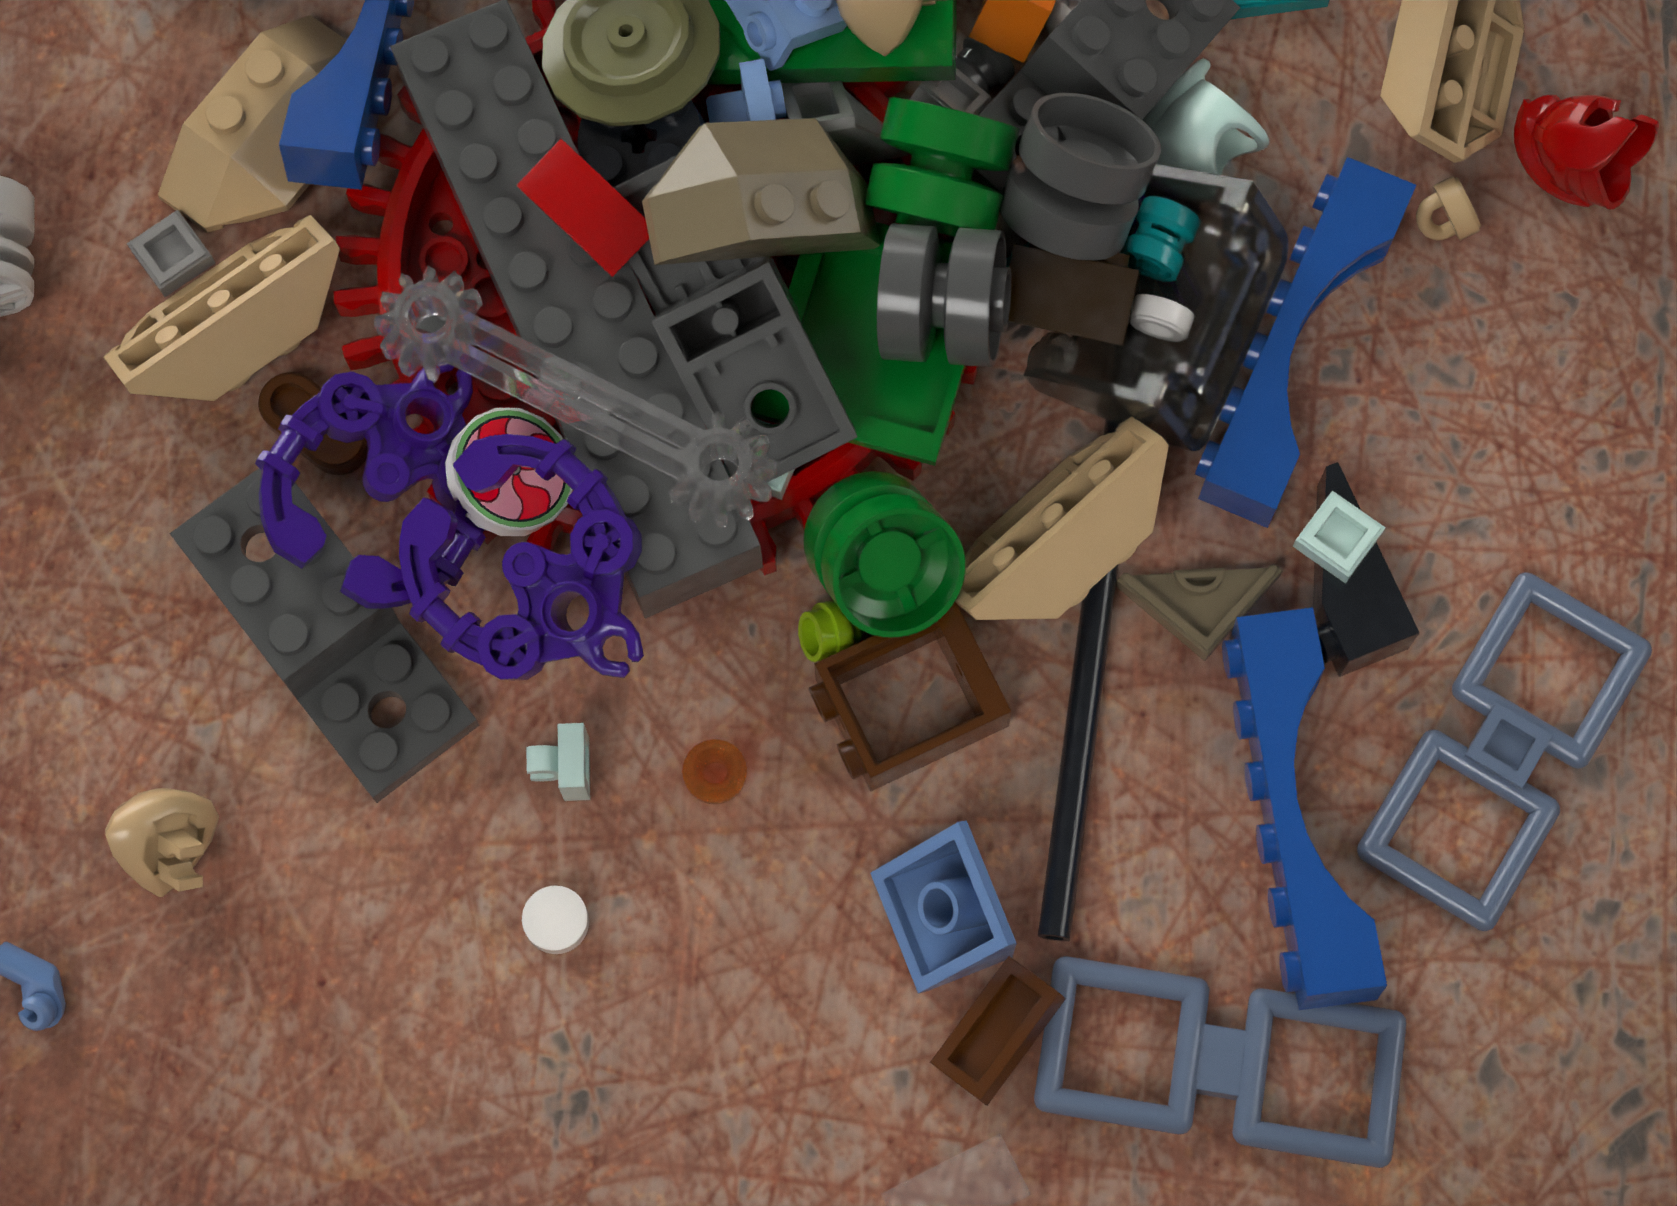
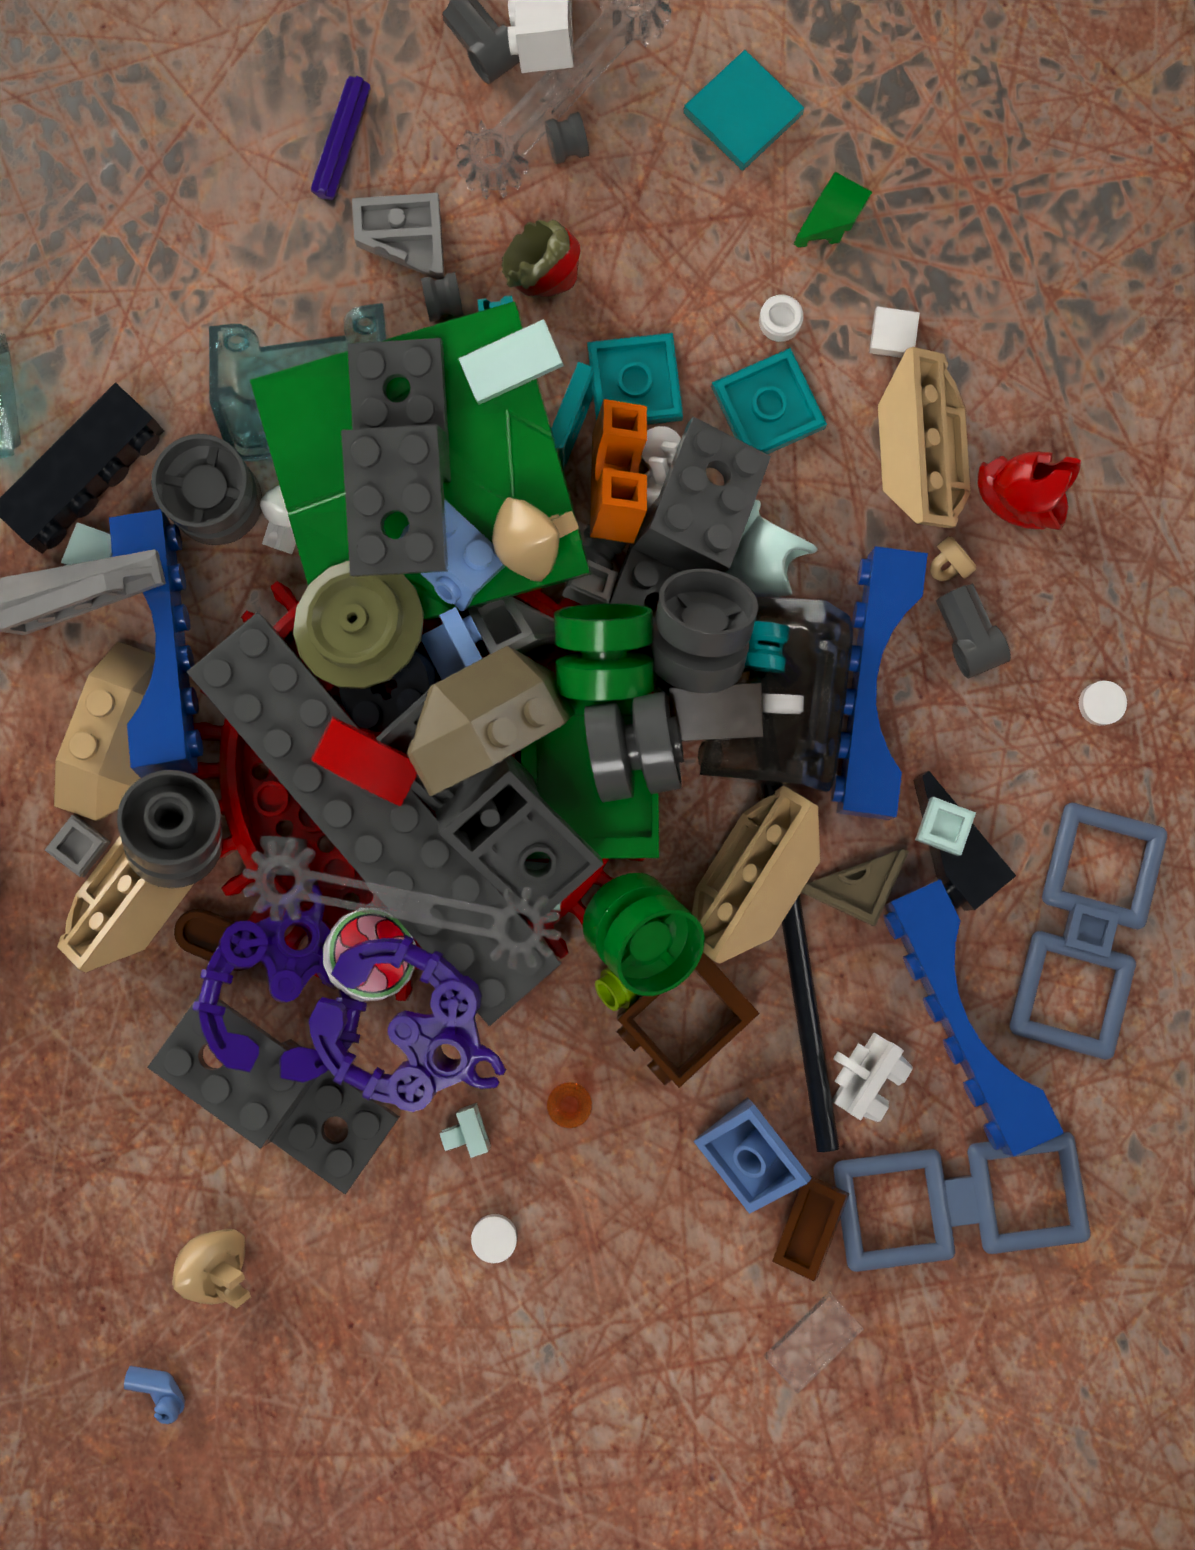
camera: 20 degrees left, 10 degrees up
(304, 234) = (170, 828): none -> dark grey wheel
(1159, 834) = (865, 1075): none -> white hips
(1453, 324) = (976, 642): none -> dark grey piece
(1608, 455) = (1102, 703): none -> white tile

